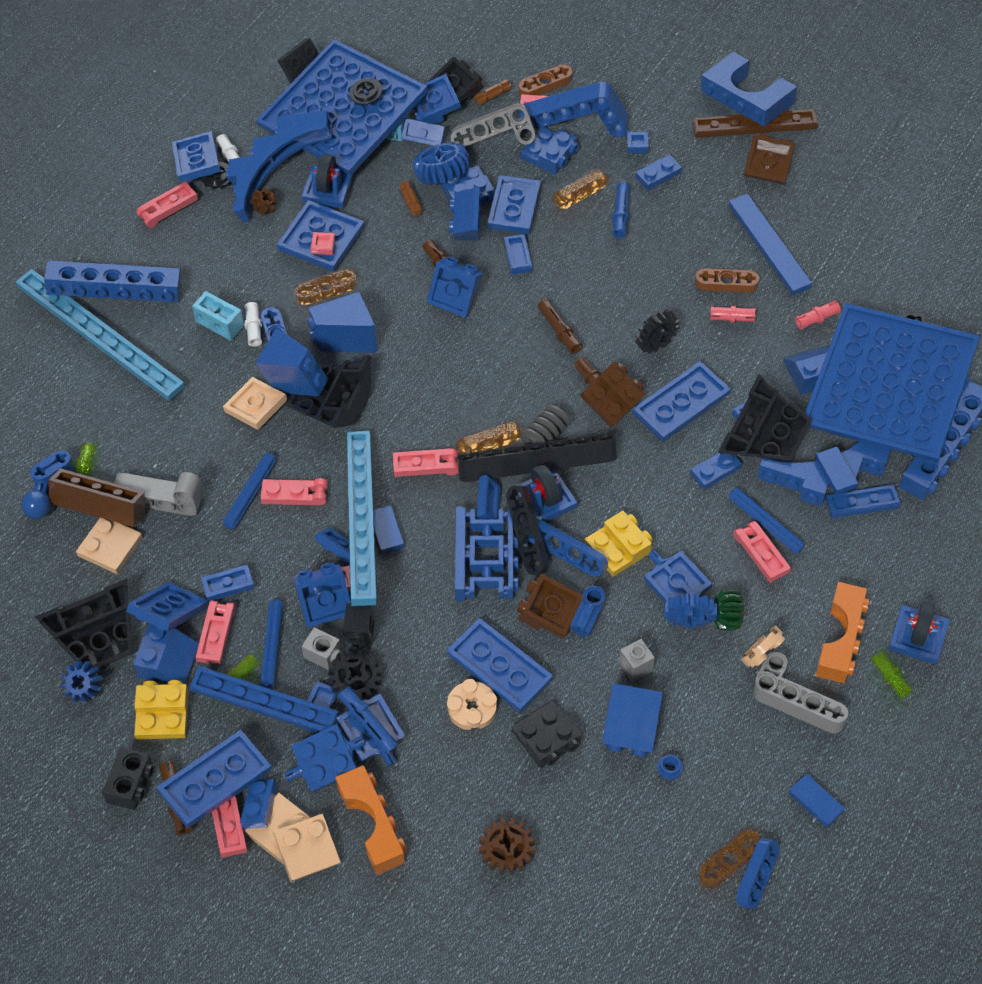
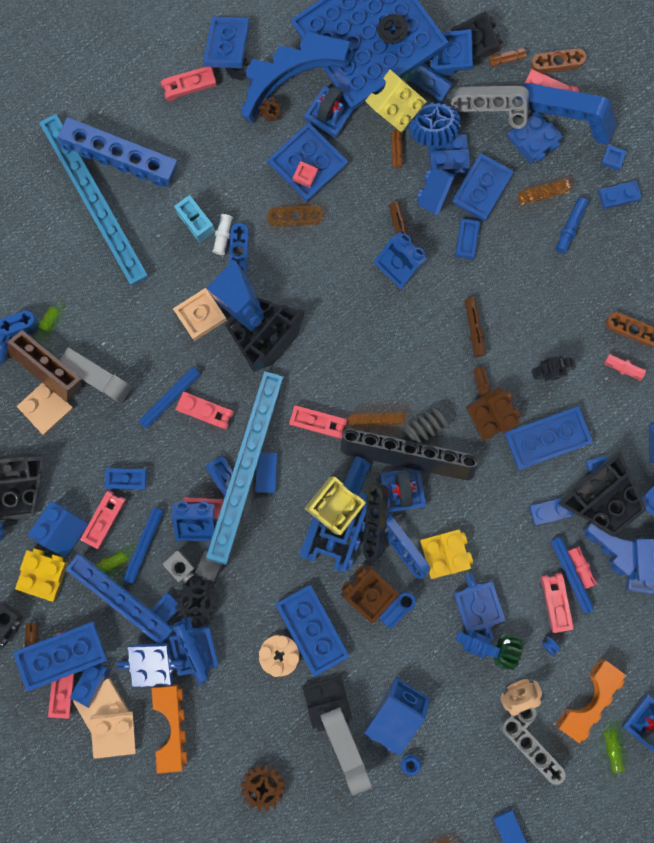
camera: 15 degrees right, 25 degrees up
(167, 606) = (69, 491): blue plate -> none
(228, 150) = (258, 44): white pin -> none
(342, 326) = (293, 267): blue slope -> none
(394, 150) = (396, 102): none -> light yellow piece
(474, 519) = (335, 505): none -> light yellow piece
(586, 765) = (346, 751): none -> light grey beam
(636, 660) = (419, 667): light grey brick -> none
(773, 508) = (582, 567): none -> coral pin
(774, 594) = (551, 646): none -> blue bush

